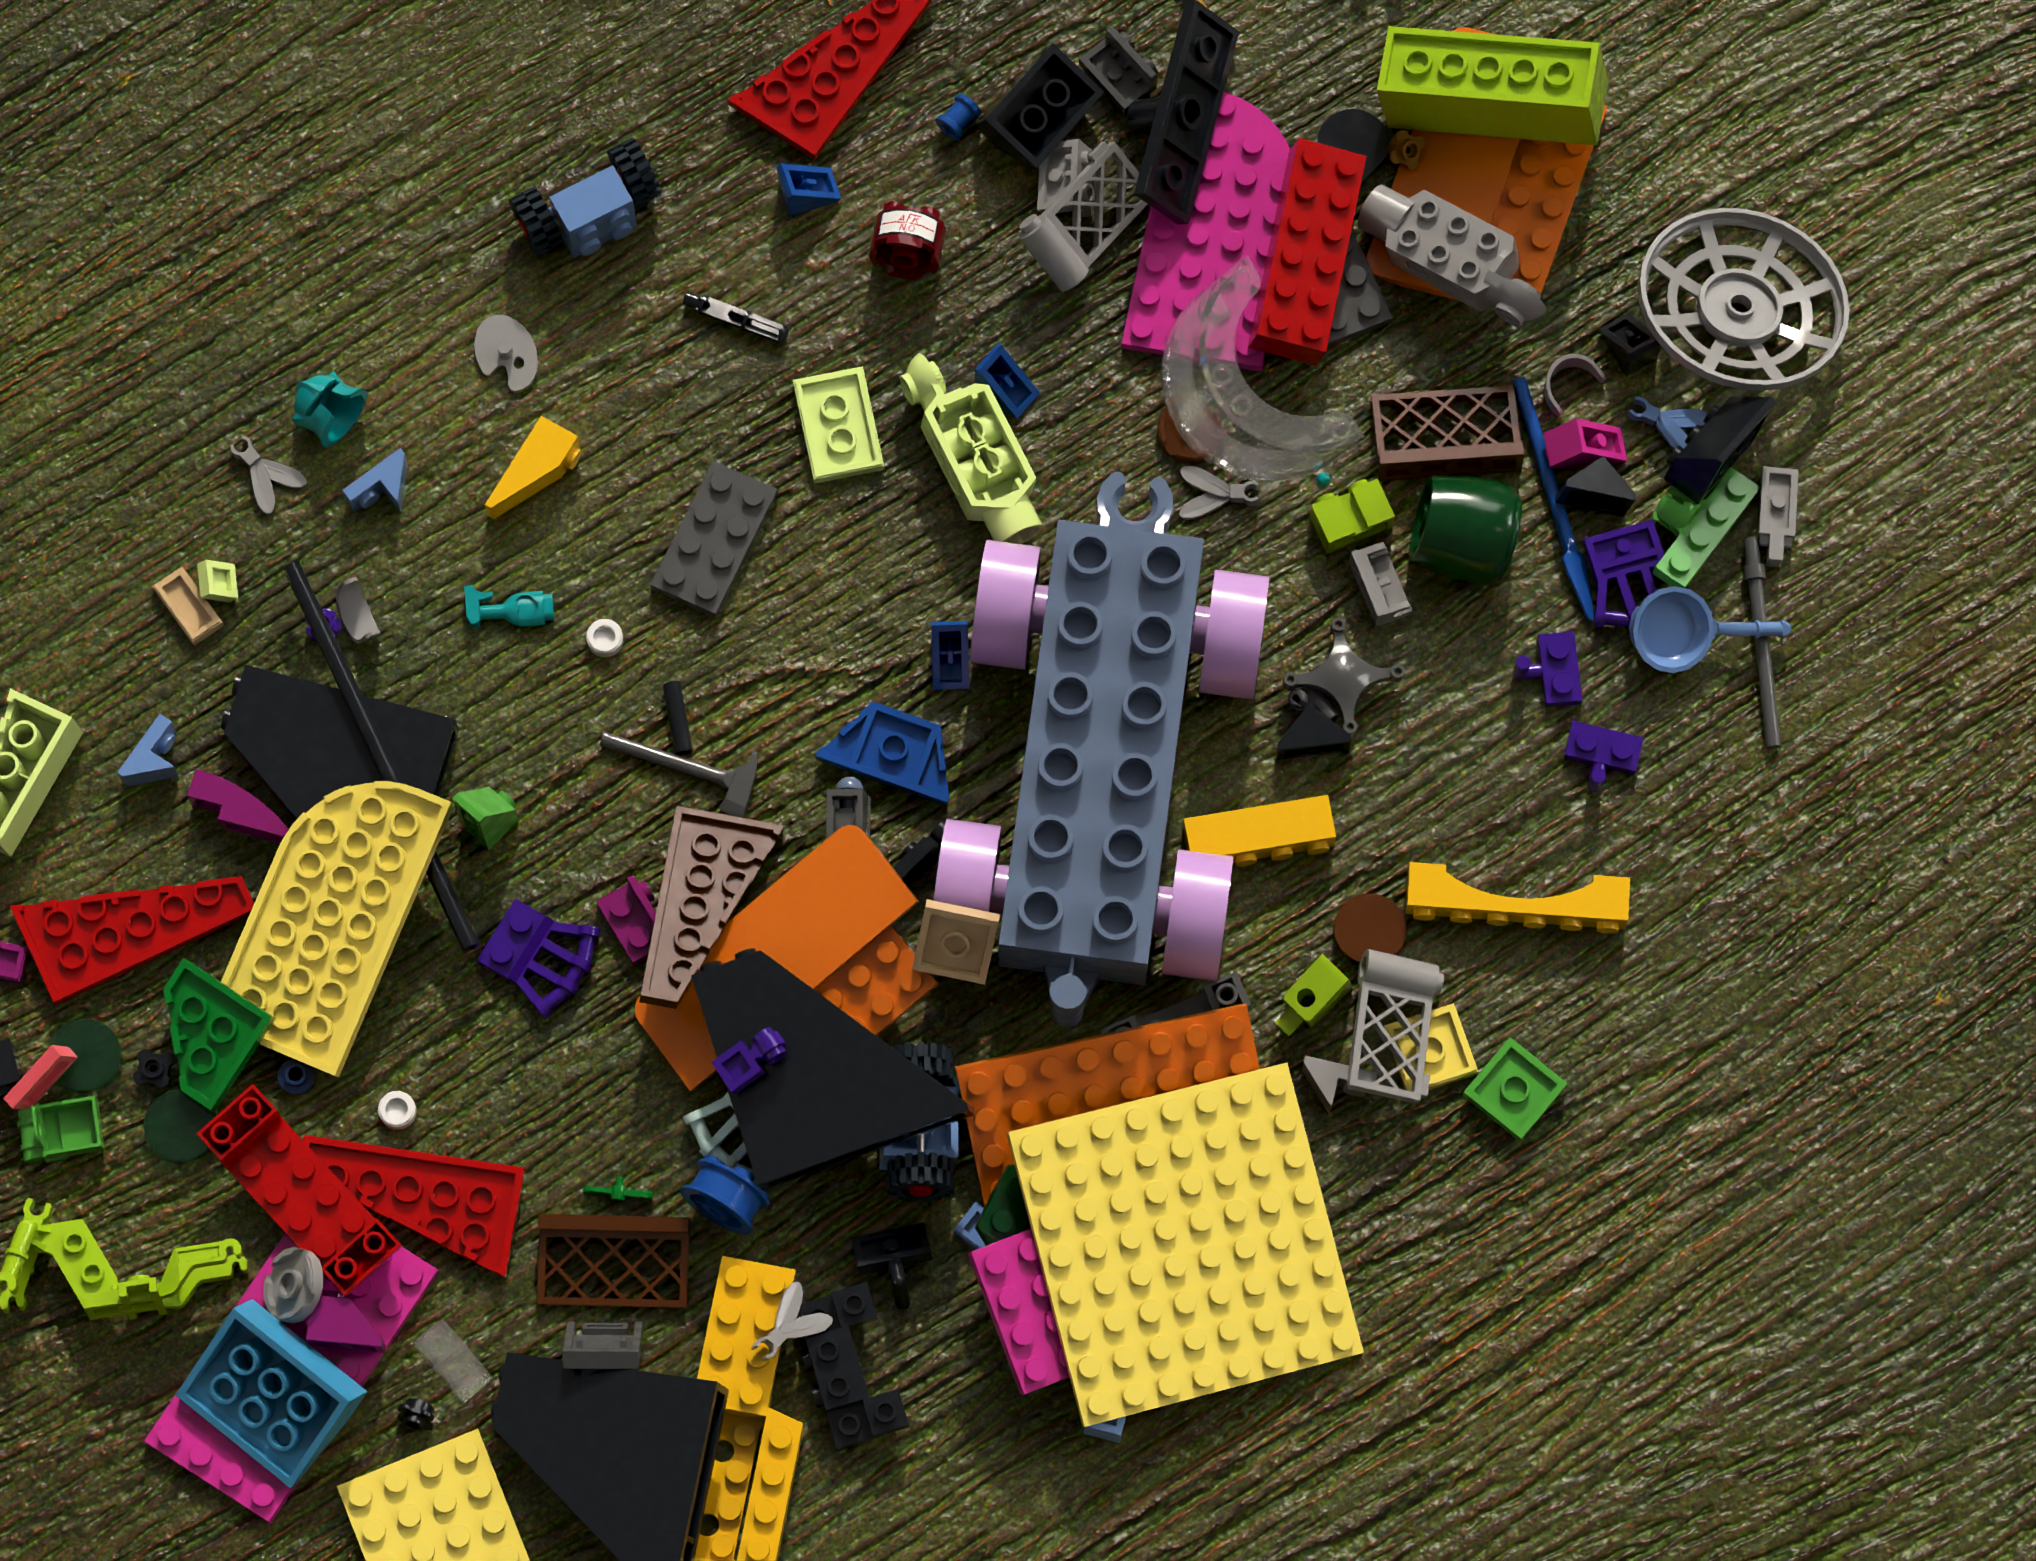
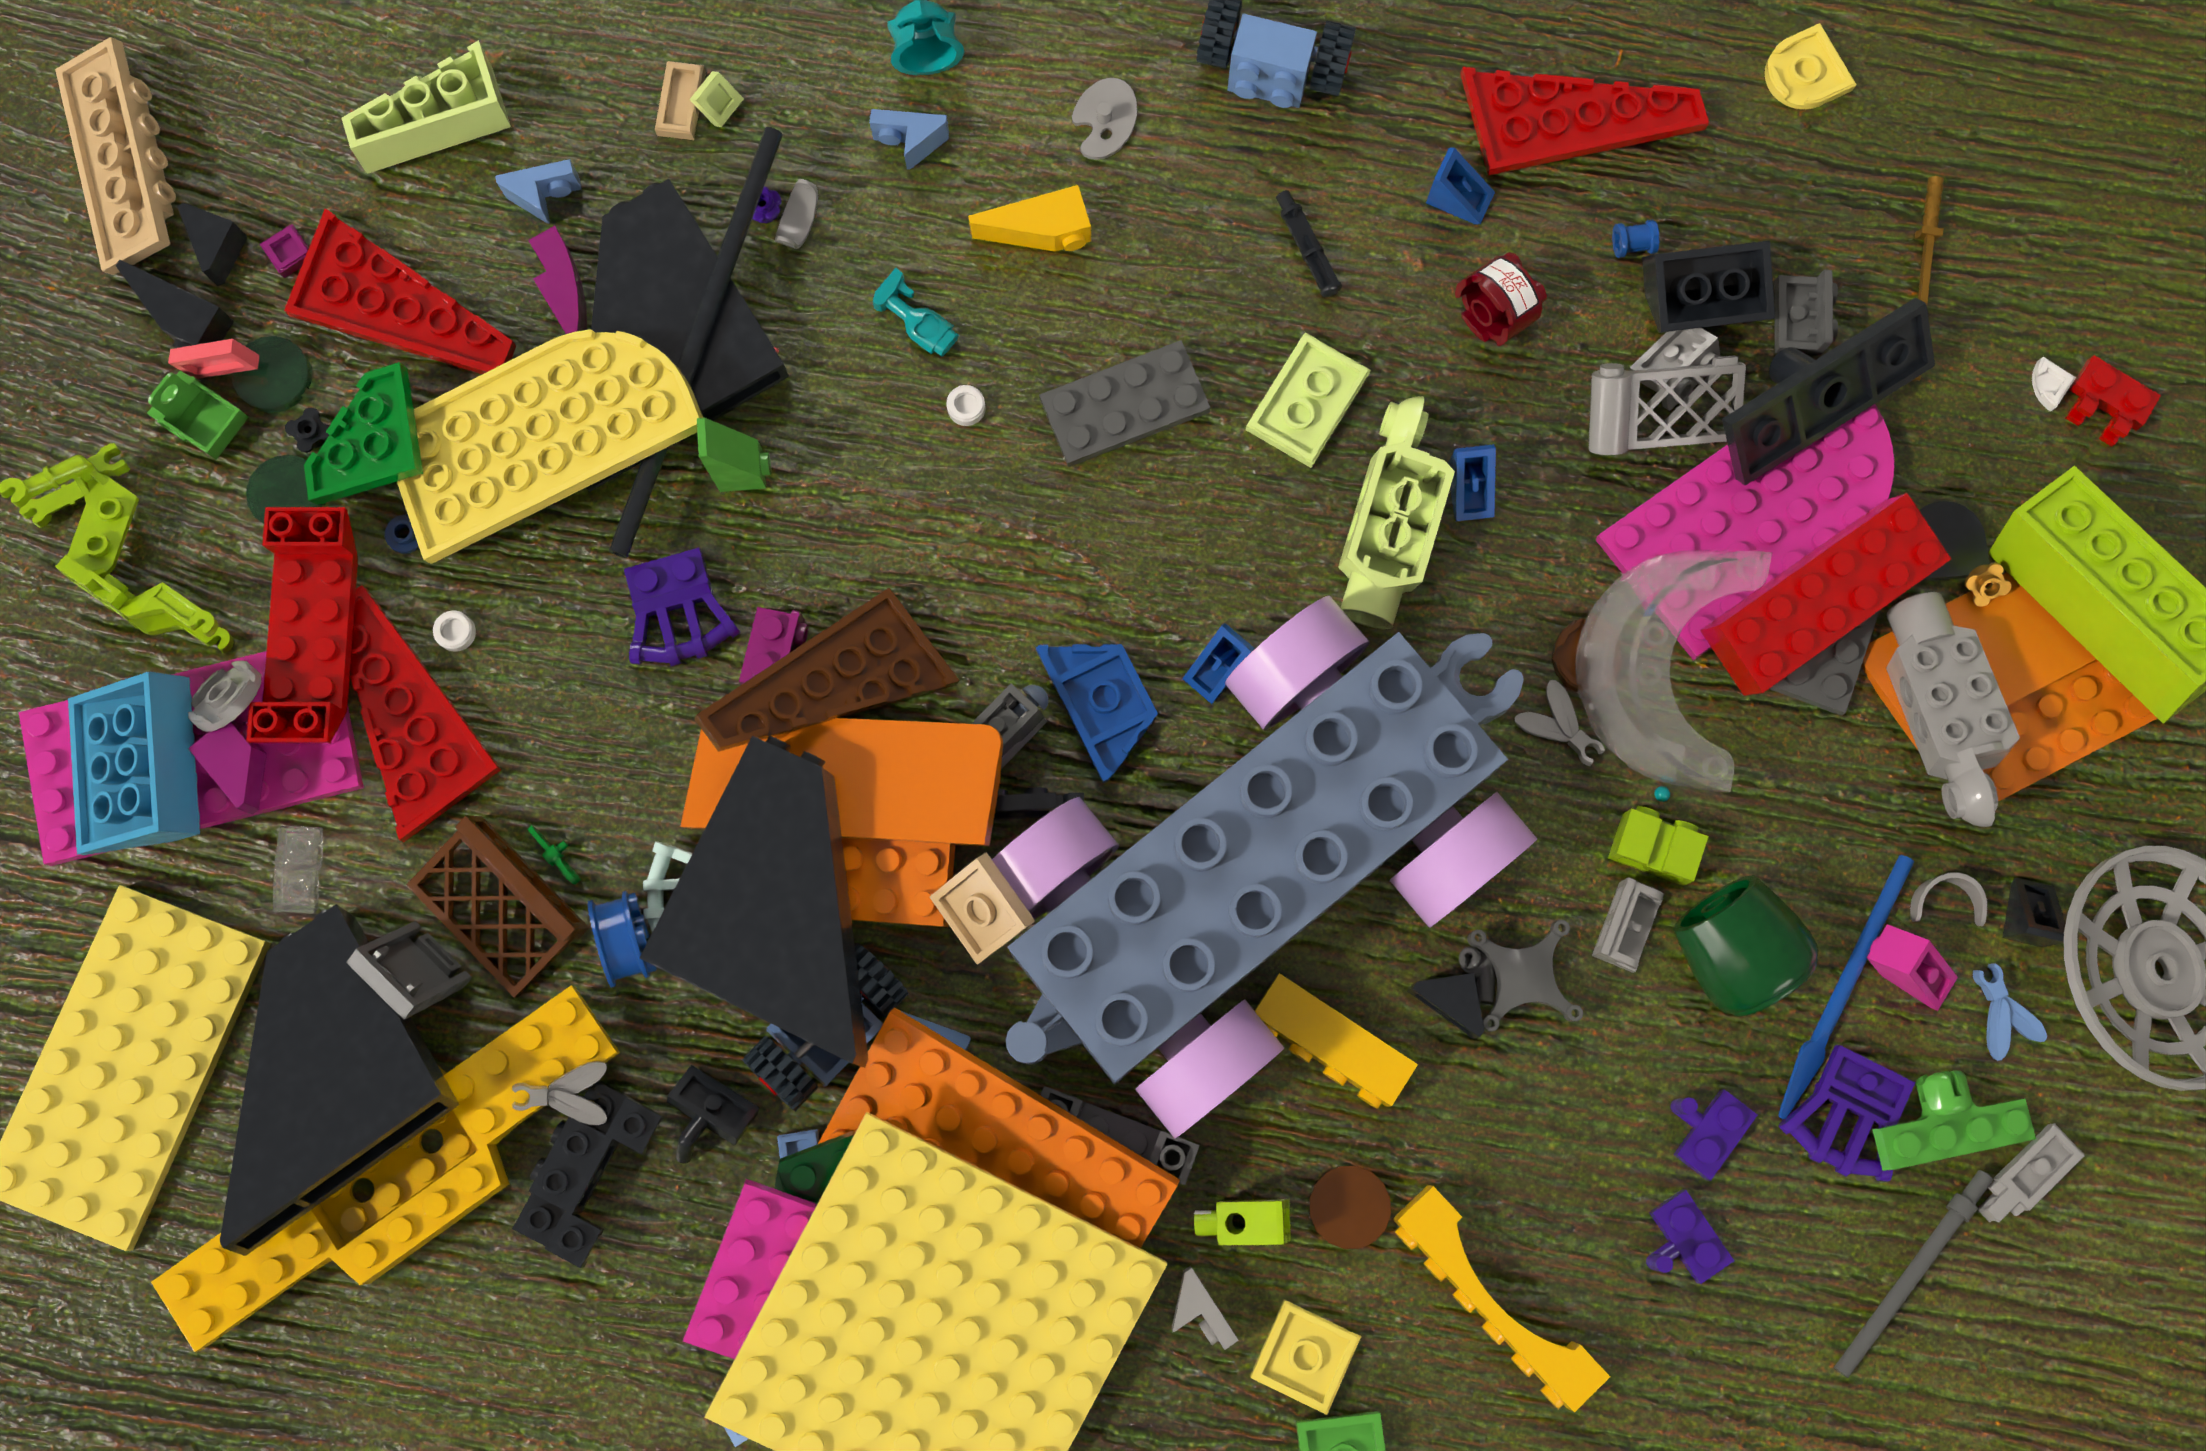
camera: 45 degrees right, 5 degrees up
(265, 471) = (834, 48): light grey piece -> none
(416, 1414) = (229, 886): black plate -> none
(677, 718) = (960, 519): black piece -> none
(738, 782) = (958, 613): dark grey piece -> none
(741, 1065) = (714, 847): dark purple plate -> none
(1403, 981) = (1337, 1286): light grey piece -> none
(1444, 459) = (1792, 878): reddish brown fence -> none
(1597, 489) = (1891, 1015): black slope -> none
(1677, 629) = (1852, 1197): medium blue piece -> none
(1717, 445) = (2034, 1073): black slope -> none

